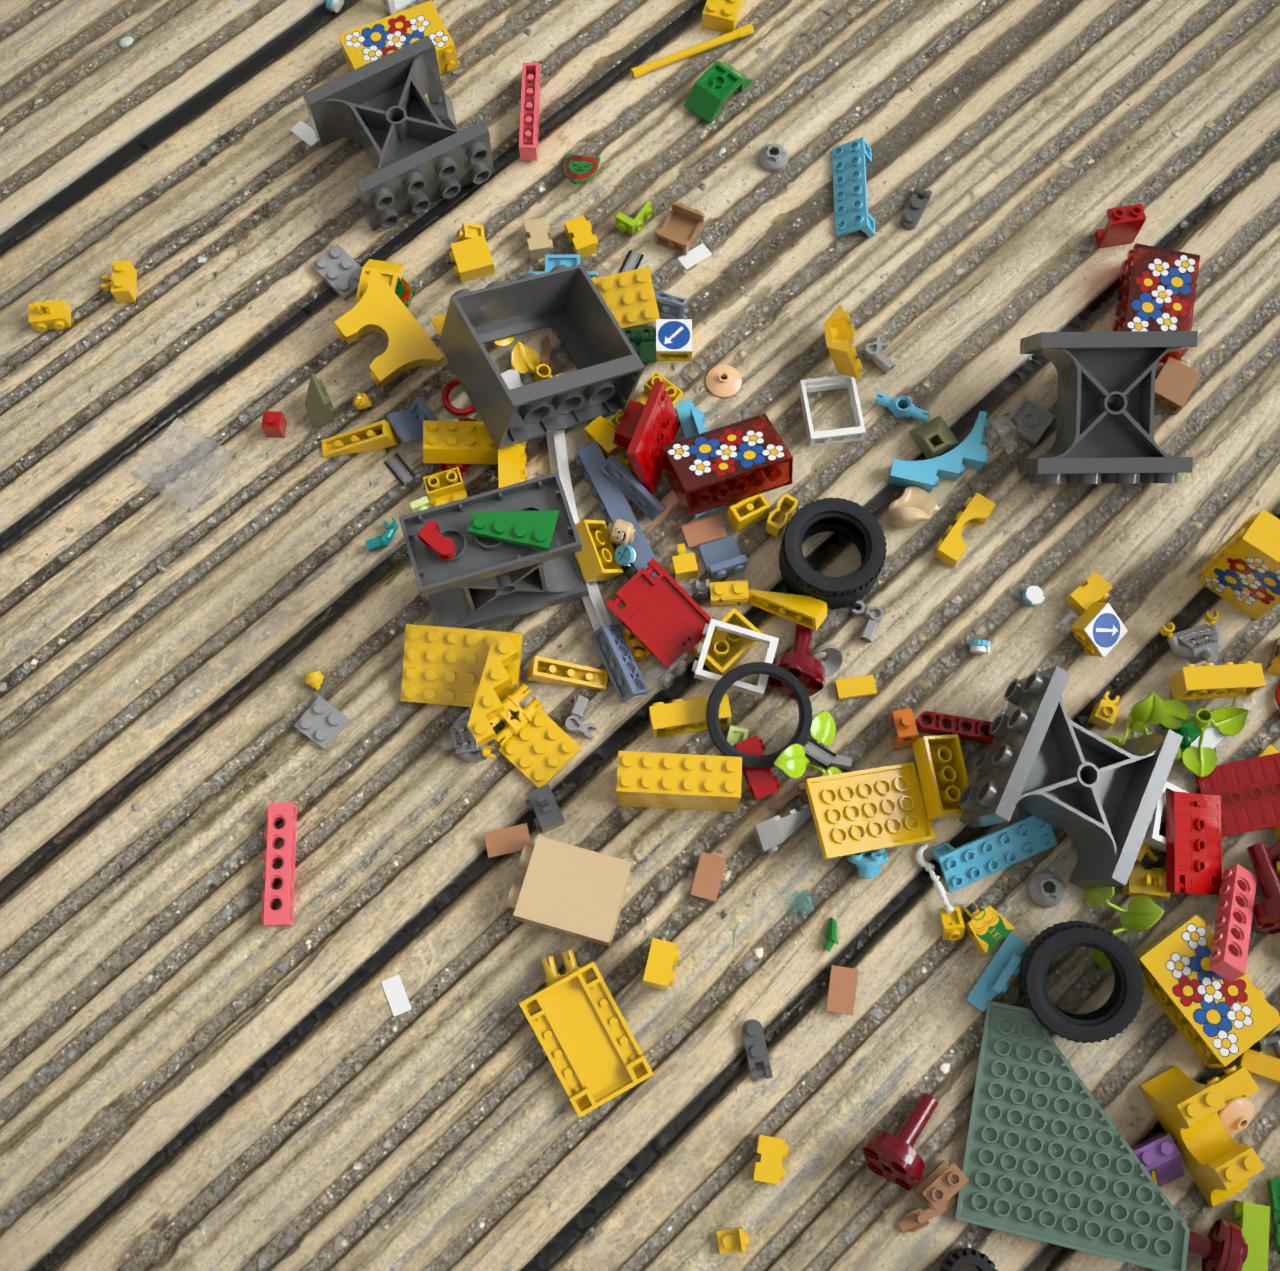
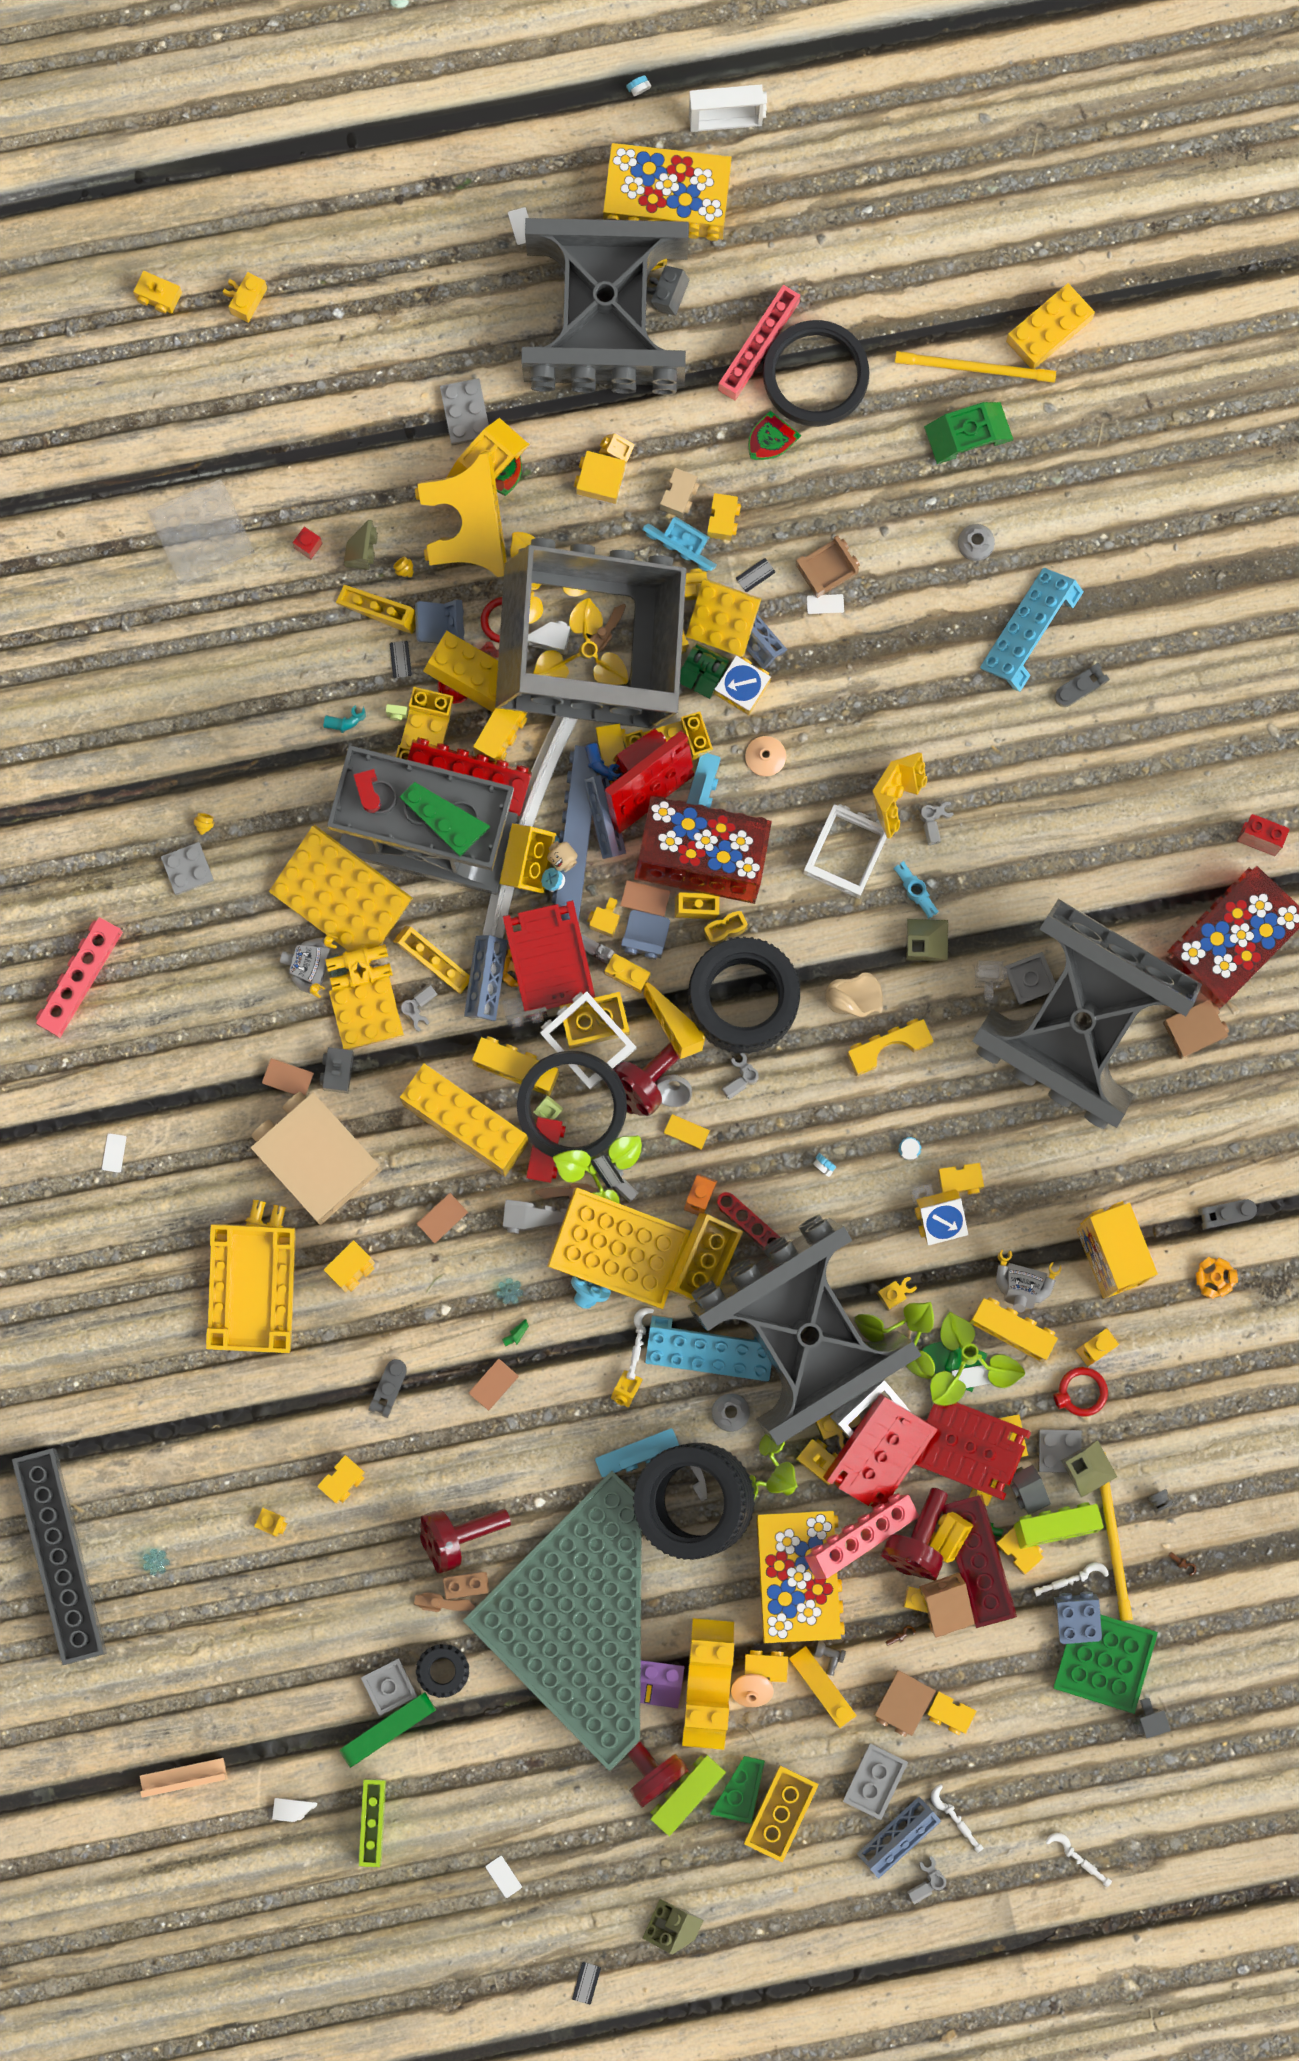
camera: 30 degrees right, 10 degrees up
(492, 681) = (358, 928): yellow brick -> none
(583, 79) = (818, 328): none -> black tyre
(603, 450) = (597, 763): none -> blue piece
(631, 226) = (776, 530): lime bracket -> none
(949, 466) = (947, 974): medium azure arch -> none
(986, 927) = (653, 1410): torso -> none
(1067, 967) = (700, 1487): none -> white slope

